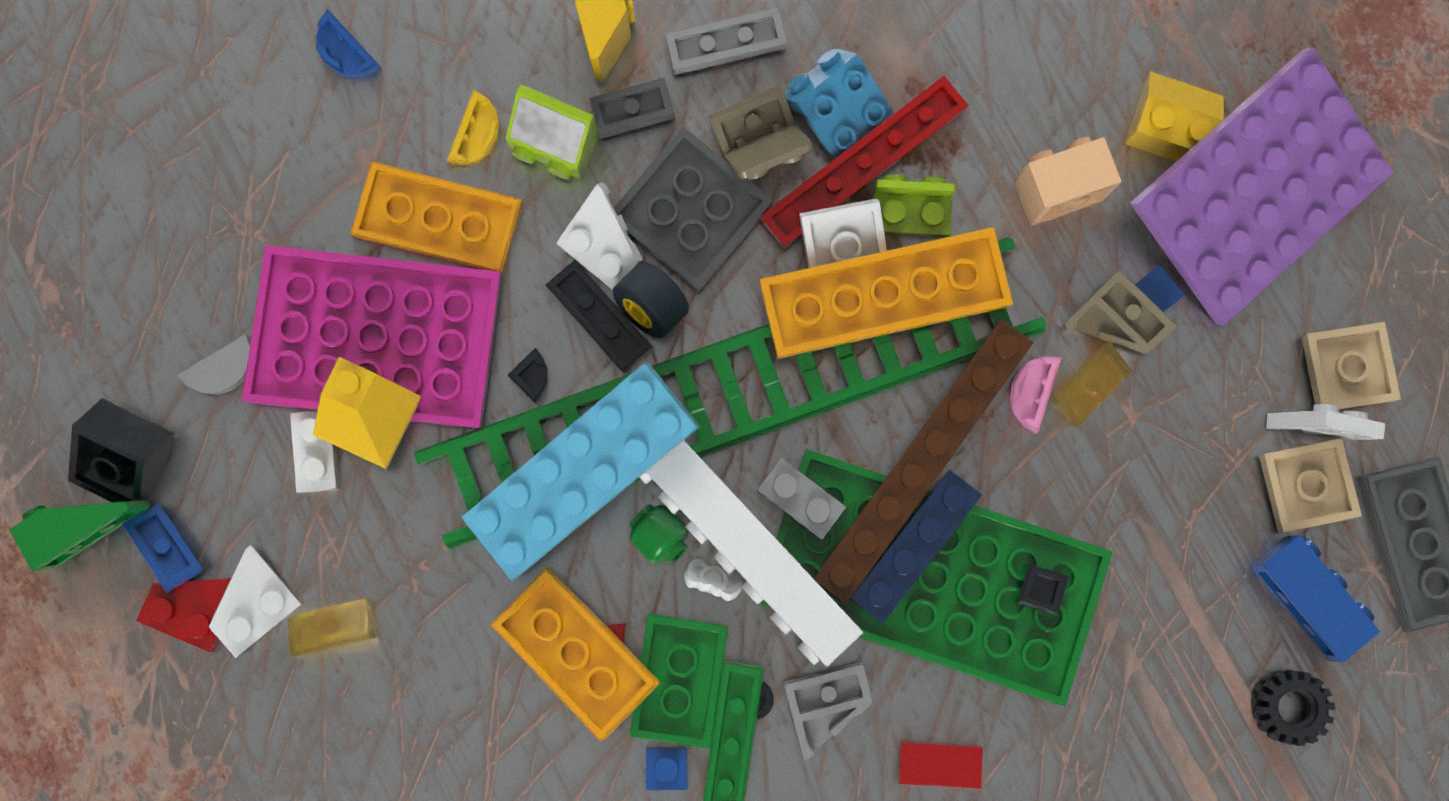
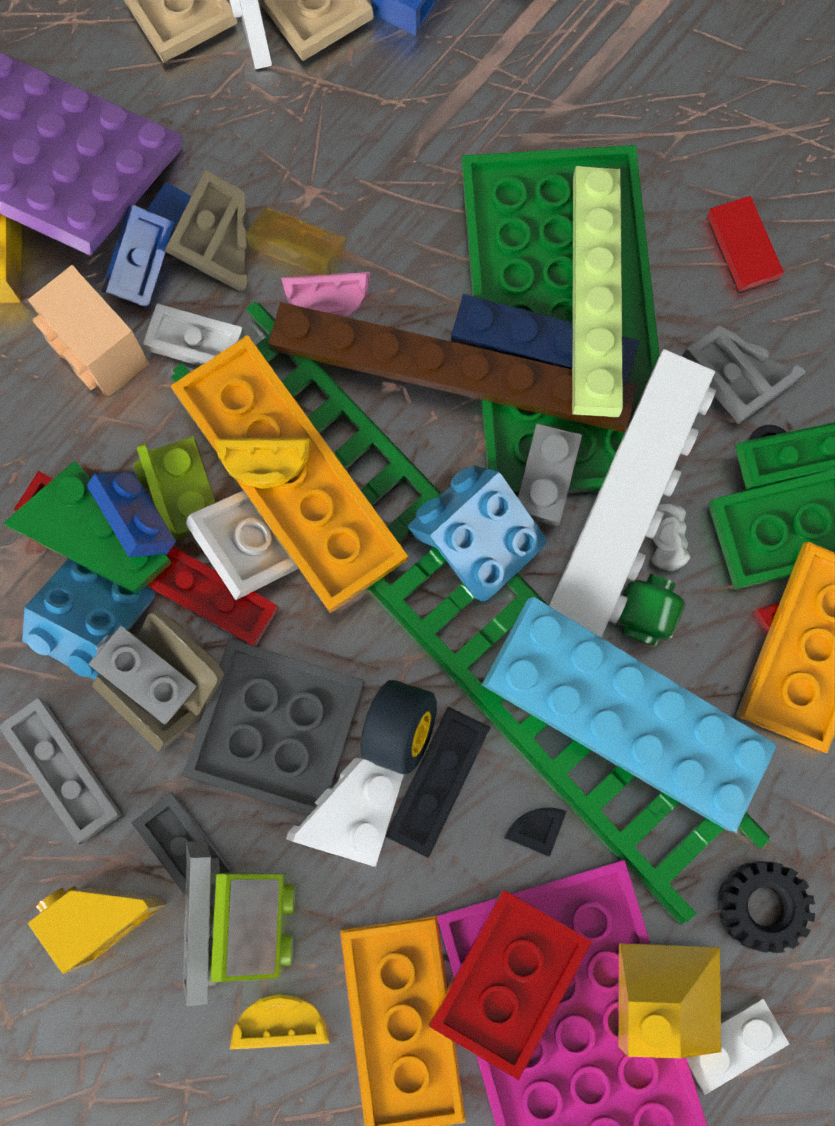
camera: 115 degrees left, 5 degrees down
(376, 513) = (795, 906): none -> black tyre
(428, 301) = (510, 984): none -> red plate
(601, 108) = (198, 922): none -> light grey plate
(766, 118) = (141, 674): none -> light grey hinge
(776, 421) = (479, 530): none -> dark azure bracket
(899, 158) = (131, 514): none -> blue plate
(899, 274) = (263, 460): none -> yellow tile
(901, 126) = (72, 524): none -> green wing
(940, 605) = (597, 293): none -> yellowish green plate
(1036, 265) = (188, 335): none -> white plate
(1042, 589) = (532, 204): black tile -> none
(1122, 246) = (138, 256): none -> plate

